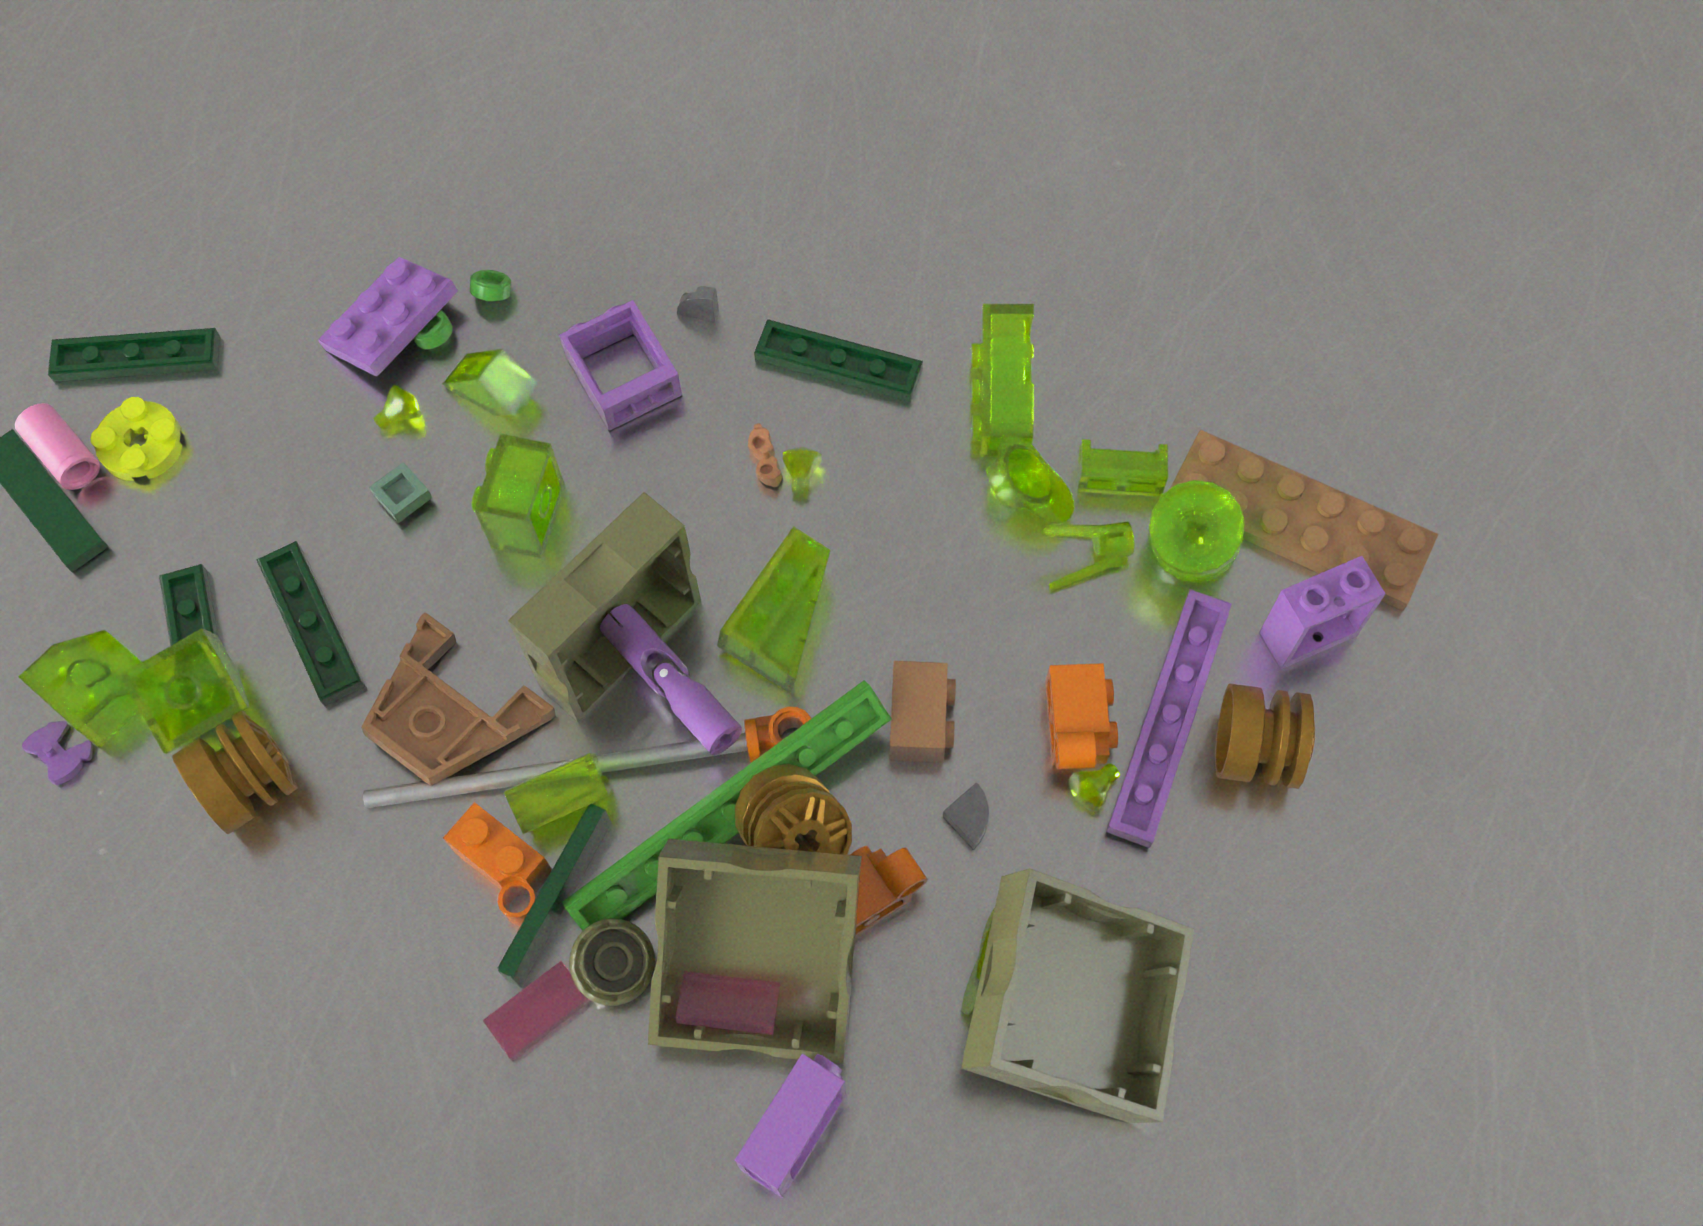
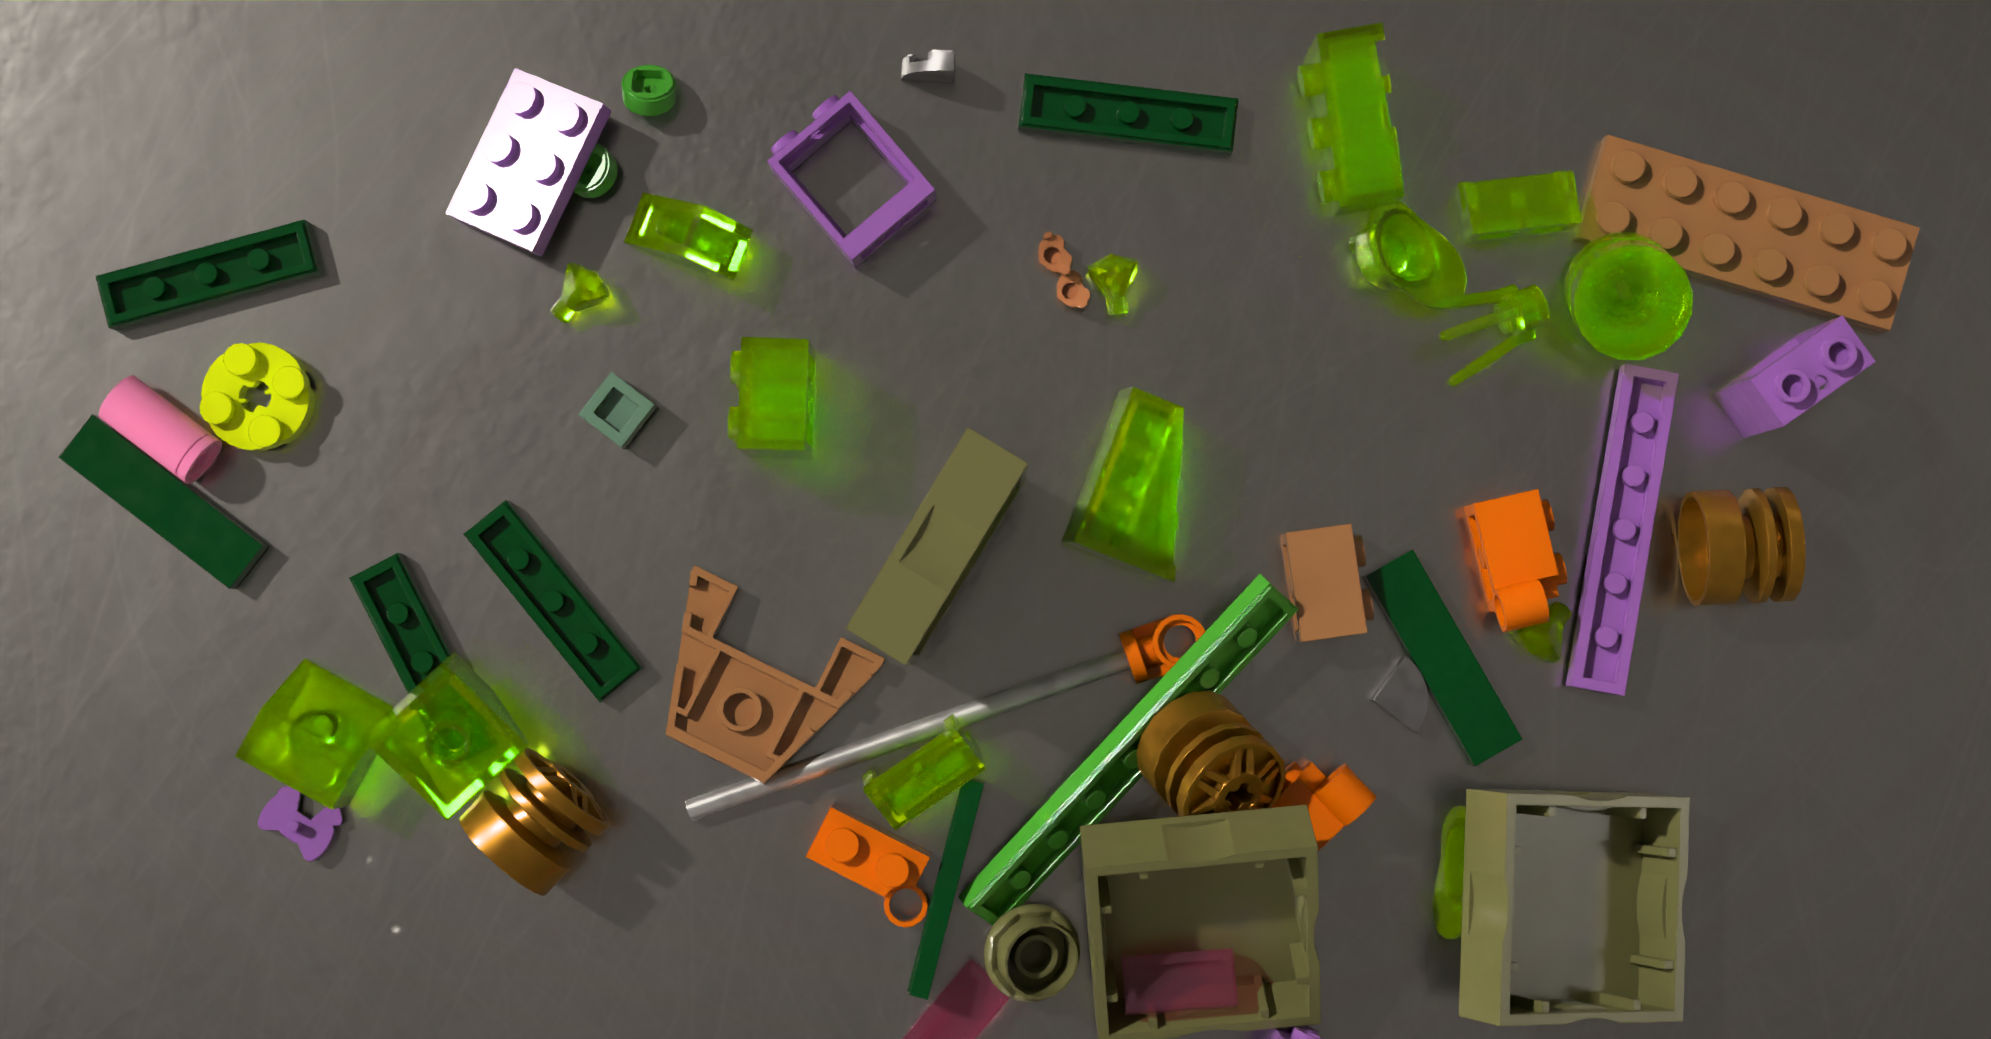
camera: 10 degrees left, 20 degrees up
(688, 699) = (1047, 626): medium lavender piece -> none
(1007, 789) = (1442, 658): none -> dark green tile

